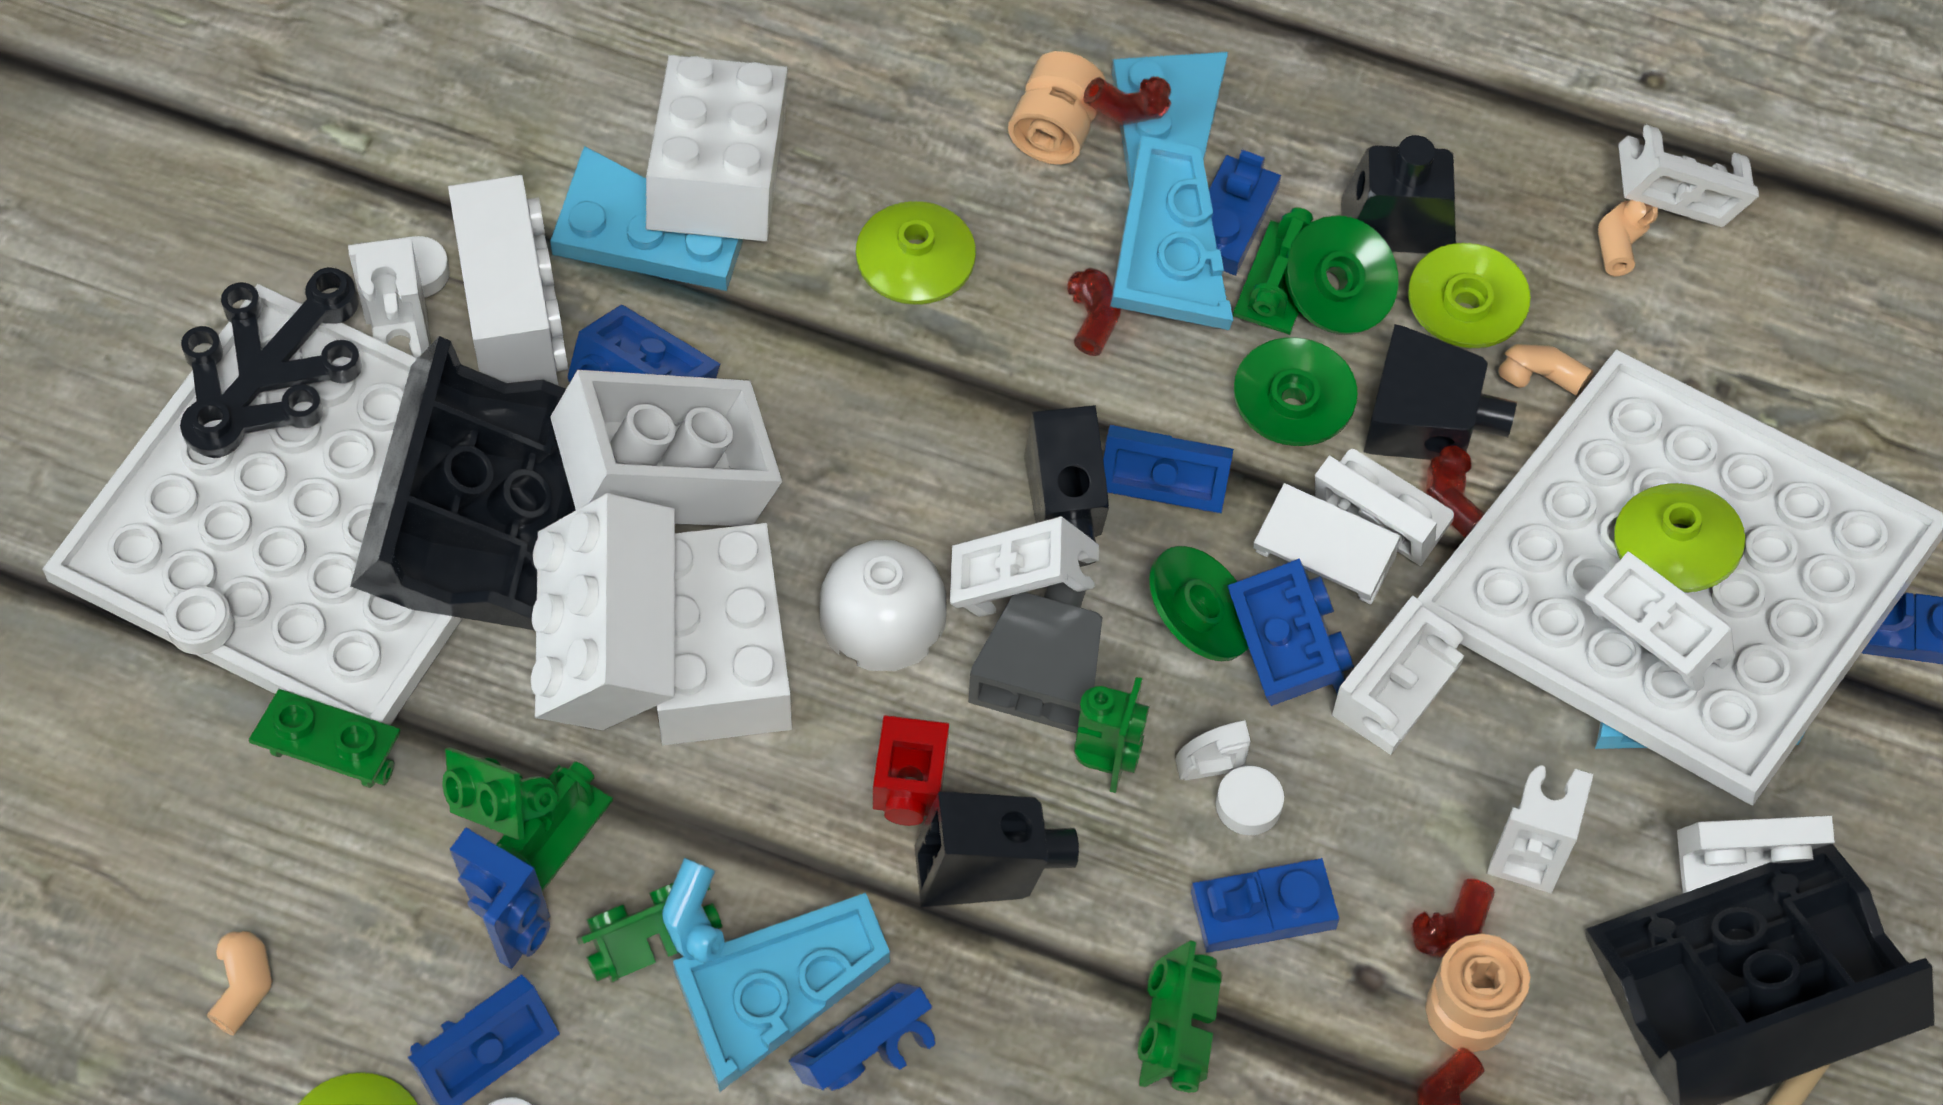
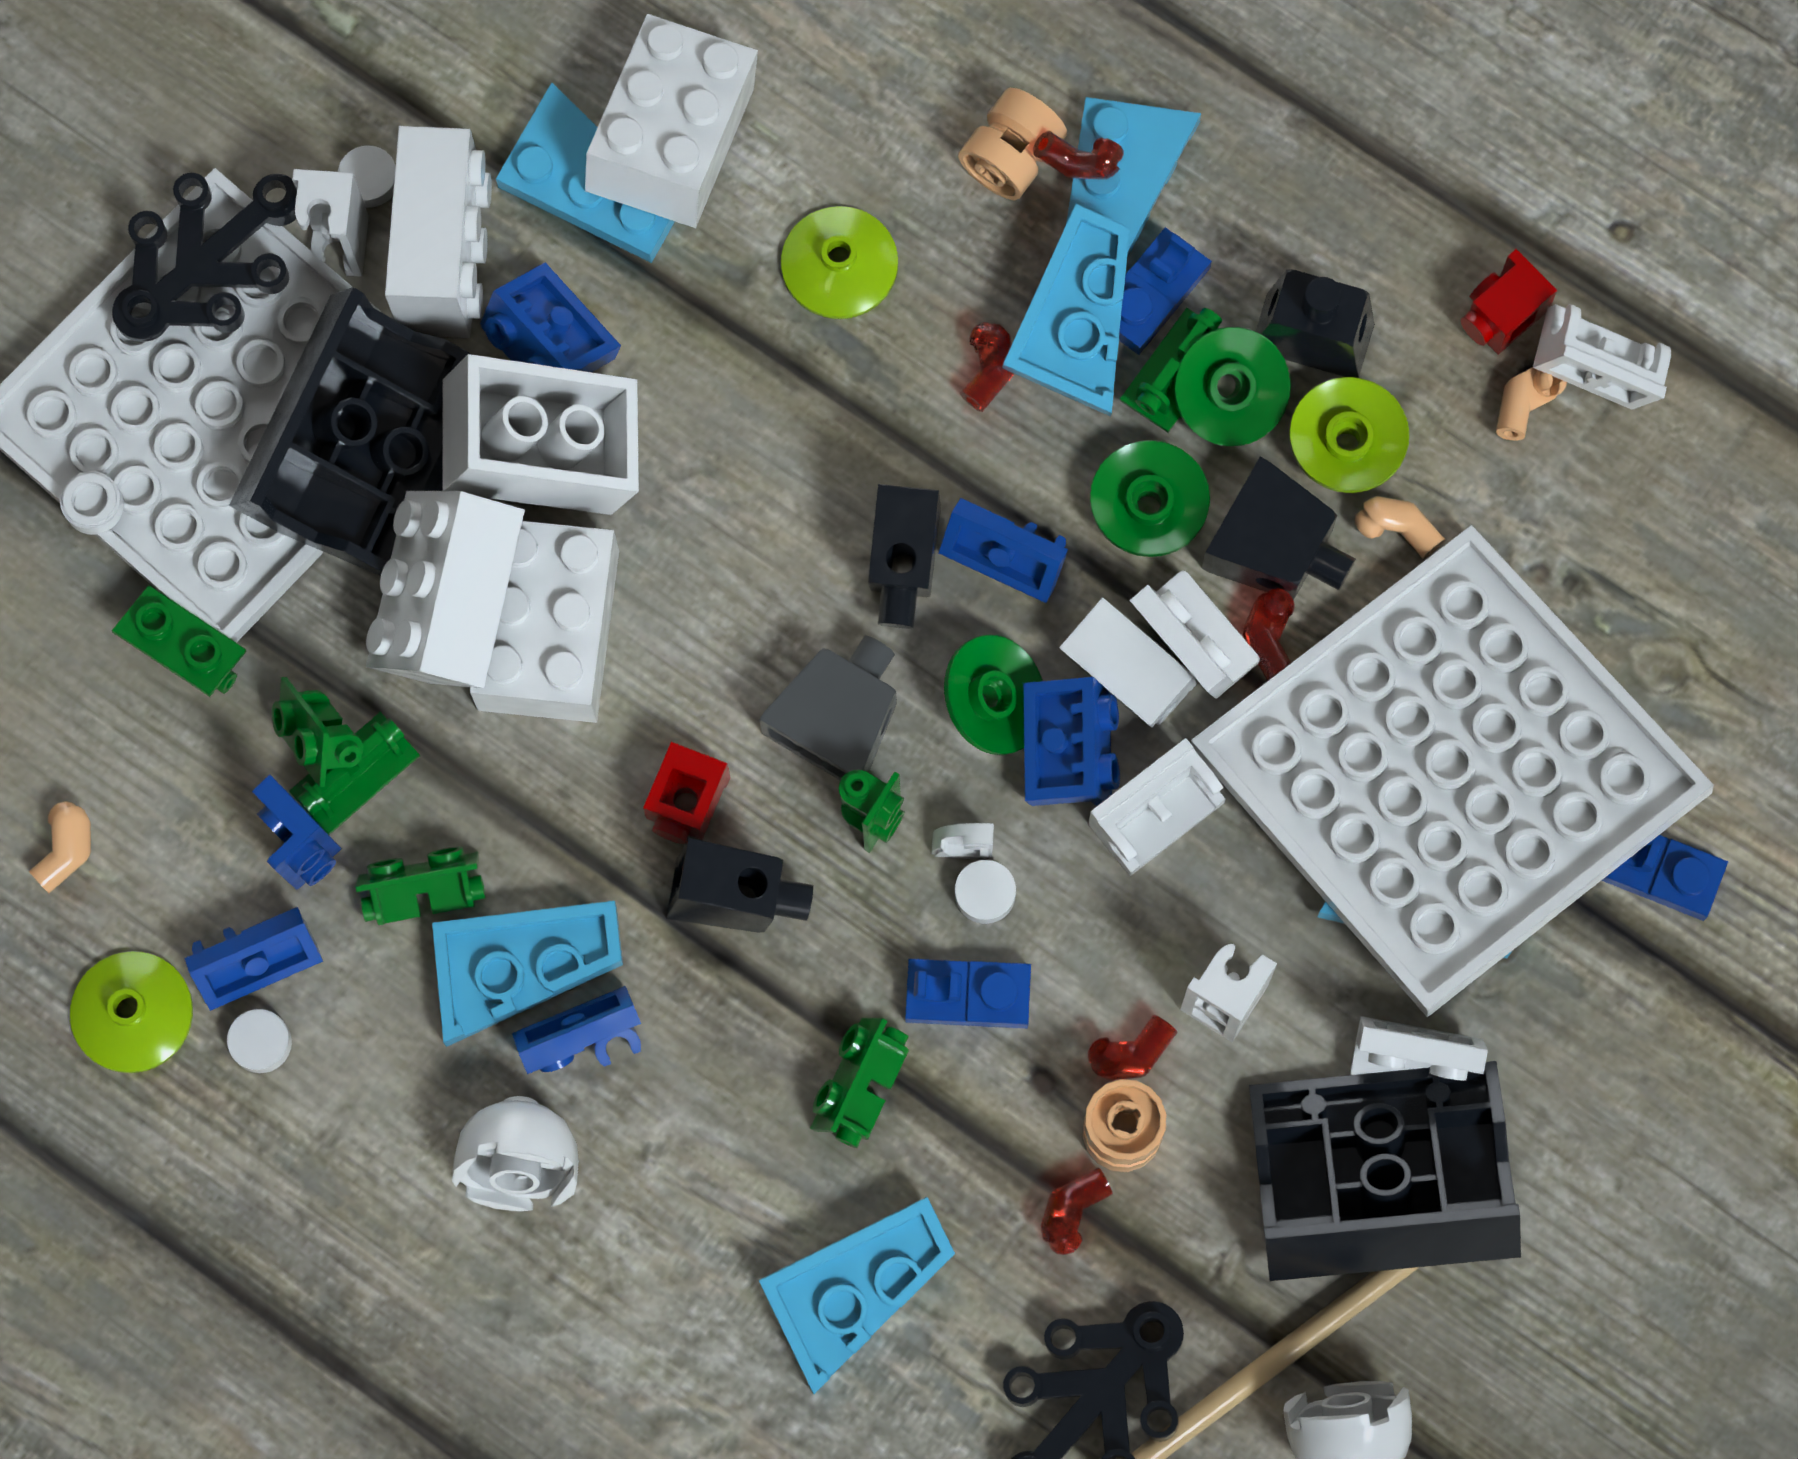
camera: 20 degrees right, 15 degrees up
(686, 918) = (449, 891): medium azure arm -> none
(883, 605) = (707, 625): white cylinder -> none
(1019, 563) = (832, 626): white hinge -> none
(1578, 151) = (1508, 304): none -> red brick
(1662, 619) = (1393, 828): white hinge -> none
(1689, 556) = (1455, 765): lime dish -> none

